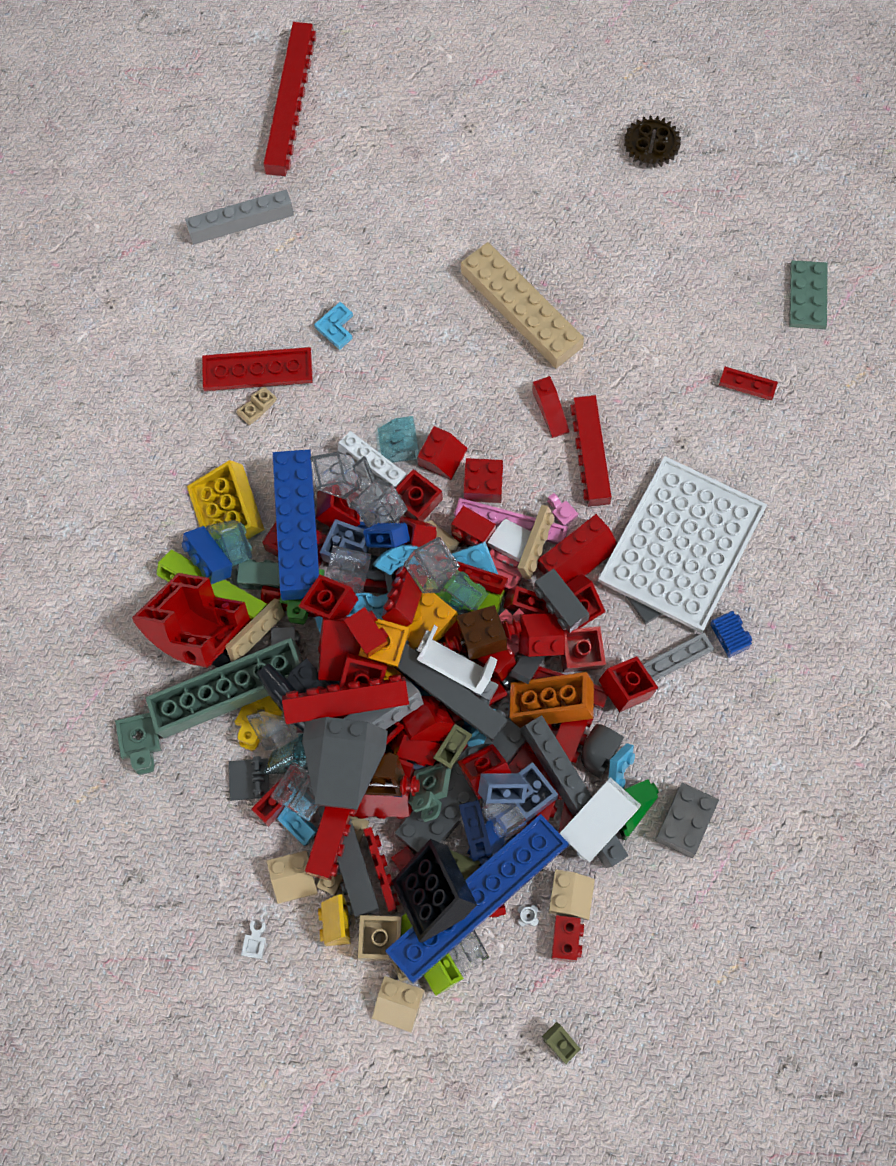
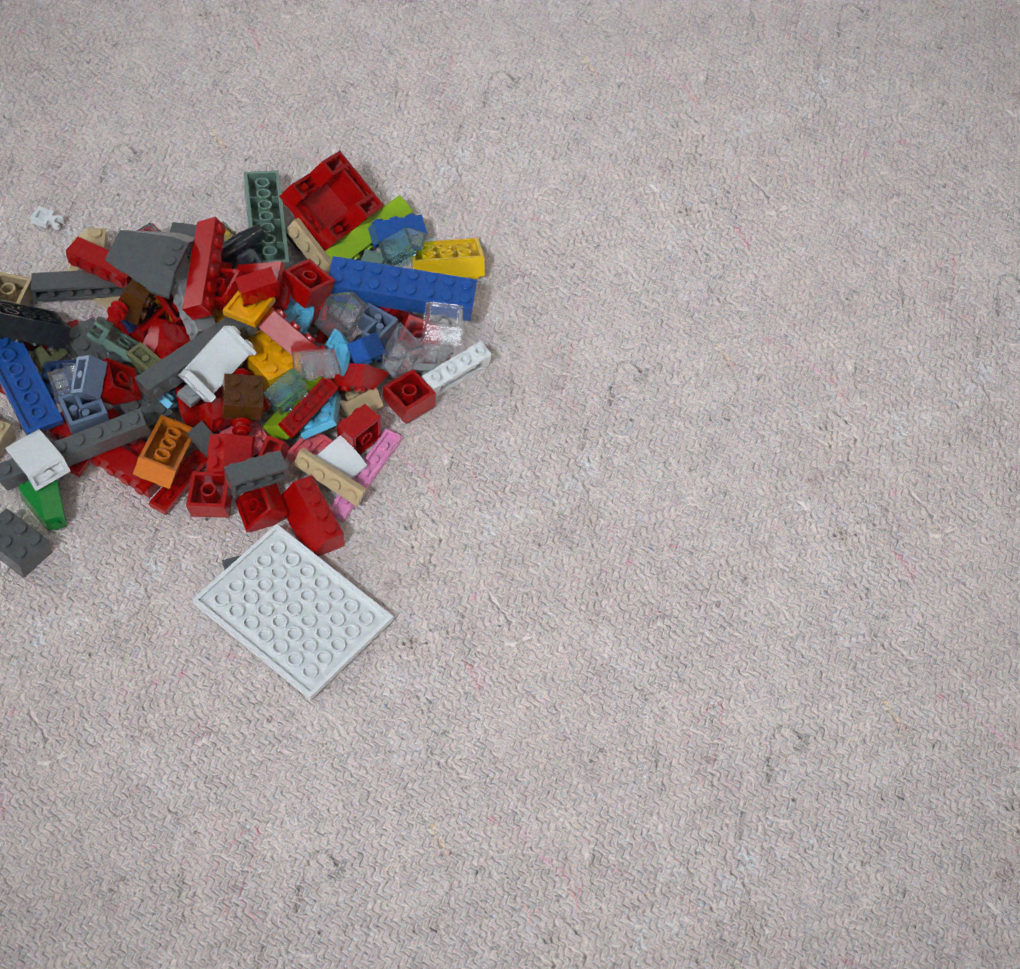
camera: 95 degrees right, 15 degrees down
(138, 750) = (241, 164): sand green plate -> none
(239, 217) = (756, 315): light grey brick -> none
(257, 369) = (583, 305): red plate -> none
(257, 406) = (545, 299): tan slope -> none
(289, 98) = (897, 379): red brick -> none
(331, 325) = (617, 368): medium azure plate -> none
(335, 921) = (32, 260): yellow slope -> none
(380, 862) = (76, 306): red wing -> none
(399, 440) = (475, 401): clear light blue slope -> none
(441, 453) = (452, 428): red slope -> none
(483, 480) = (412, 455): red brick -> none
(522, 305) = (601, 529): tan brick -> none
(550, 406) = (482, 529): red slope -> none
(563, 512) = (361, 519): bright pink plate -> none
(591, 449) = (419, 554): red brick -> none
(599, 749) = (106, 485): dark grey brick -> none
(620, 762) = (84, 492): medium azure plate -> none
(628, 684) = (161, 521): red brick -> none
(640, 136) = (781, 716): dark brown gear -> none
(679, 657) = (175, 575): light grey plate -> none
(731, 633) = (182, 628): blue brick -> none
(748, 383) = (457, 719): red plate -> none
(808, 294) = (555, 814): sand green plate -> none

